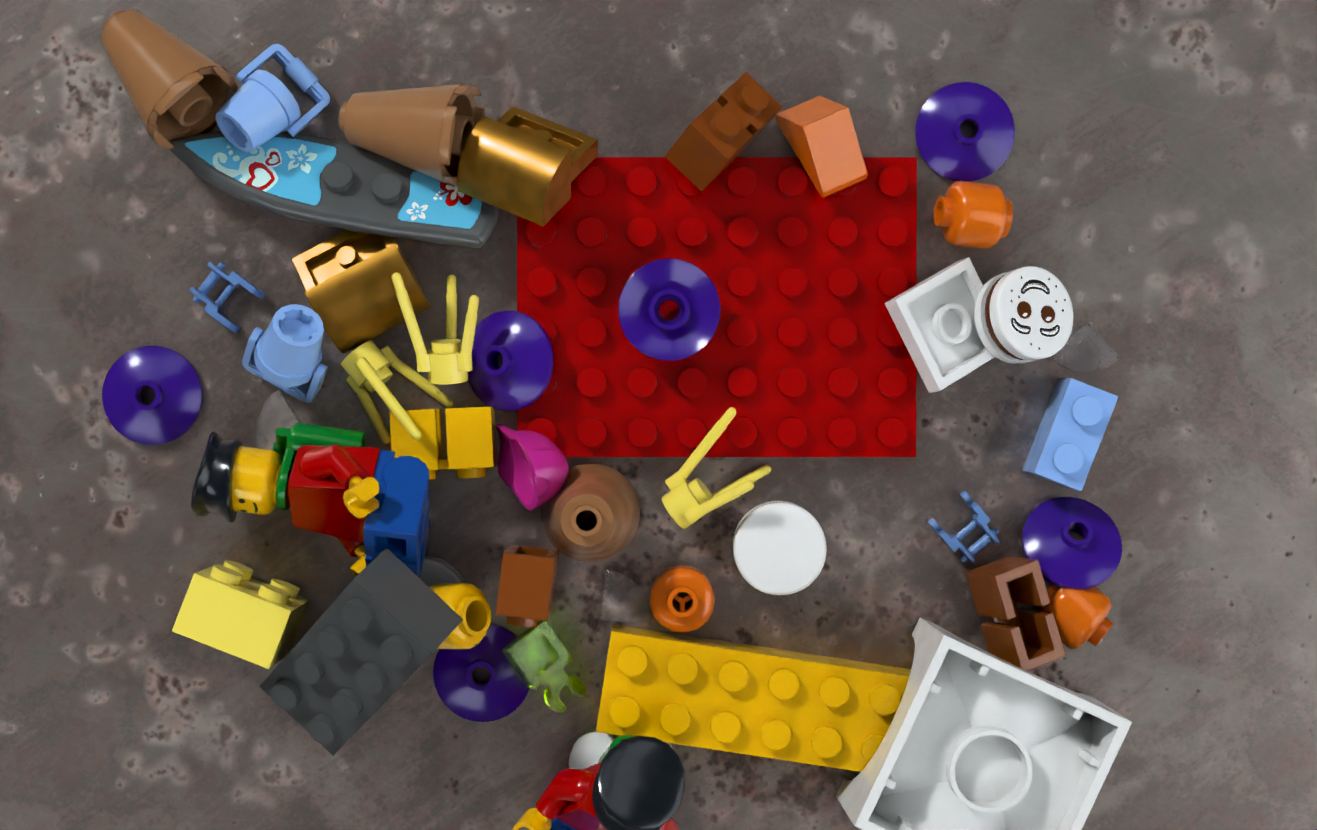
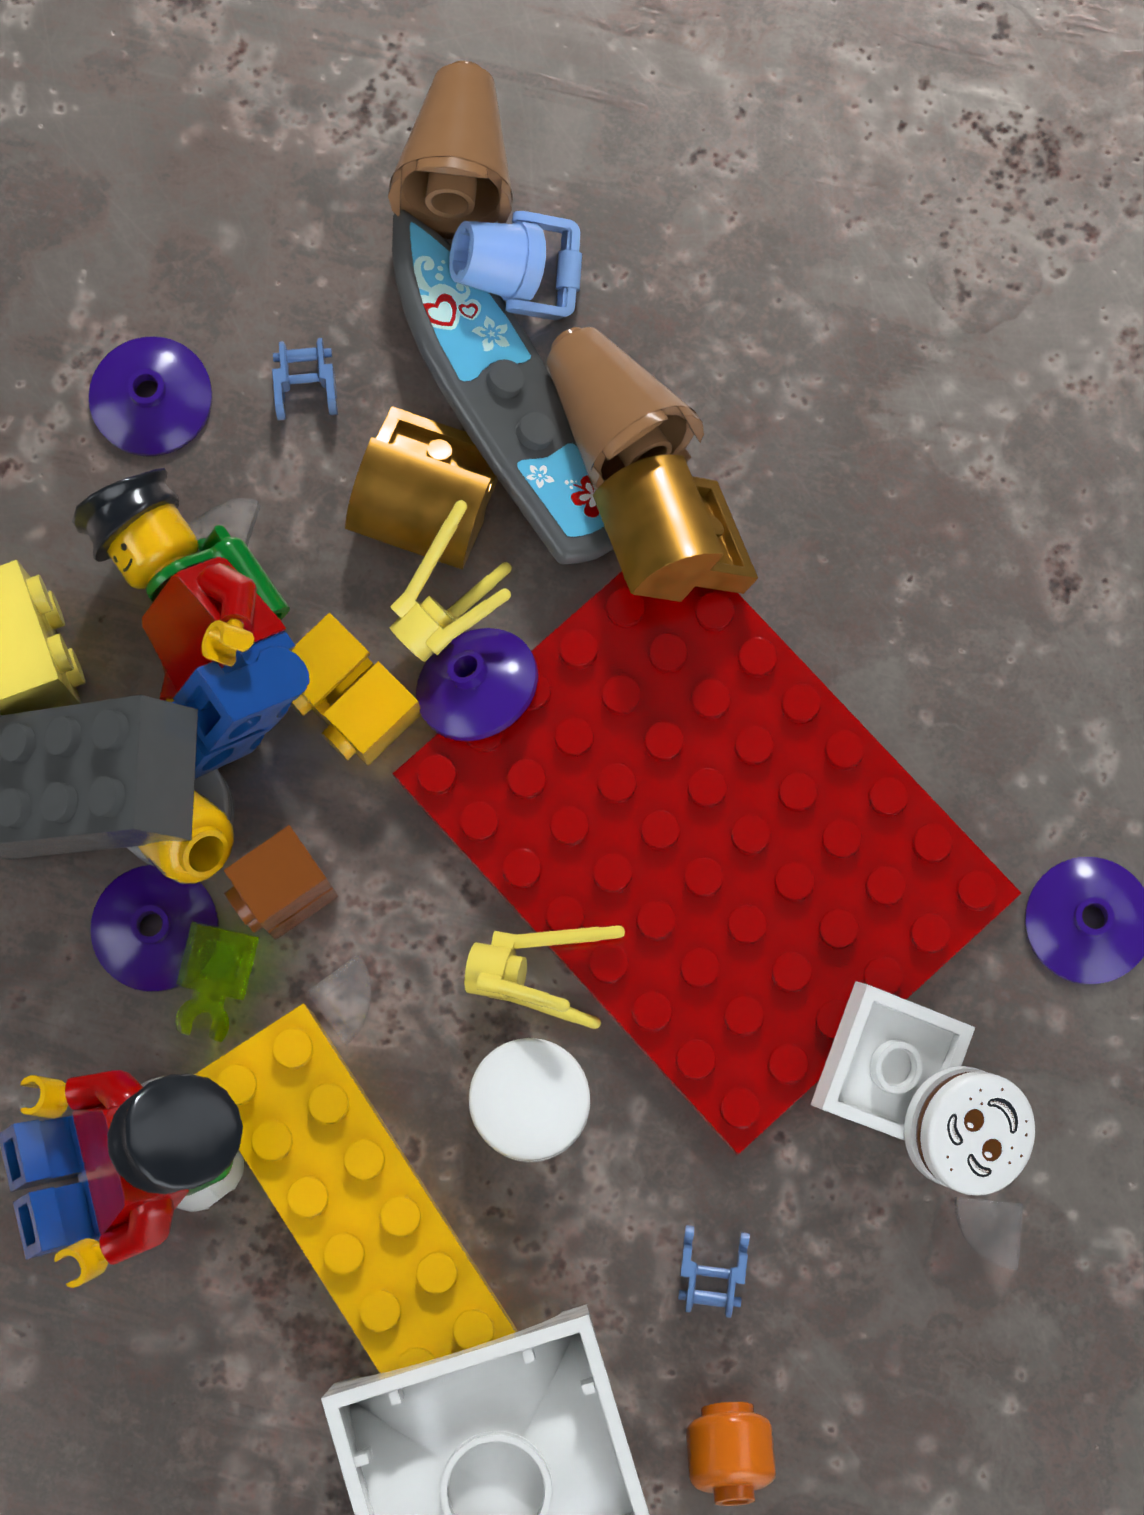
camera: 50 degrees right, 10 degrees down
(289, 352) = (302, 476): light blue piece -> none
(370, 371) = (350, 569): light yellow plant -> none
(531, 466) = (396, 789): dark pink cap -> none
(608, 497) = (406, 913): medium nougat cone -> none
(663, 282) = (667, 751): dark purple dish -> none
(666, 588) = (417, 1057): orange head -> none
(723, 131) = (874, 684): dark orange piece -> none
(824, 143) = (950, 793): orange slope -> none
(973, 214) = (1019, 995): orange head -> none
(1013, 634) = (651, 1406): dark orange piece -> none
(1067, 560) = (778, 1401): dark purple dish -> none
(1070, 433) = (899, 1283): light blue brick -> none

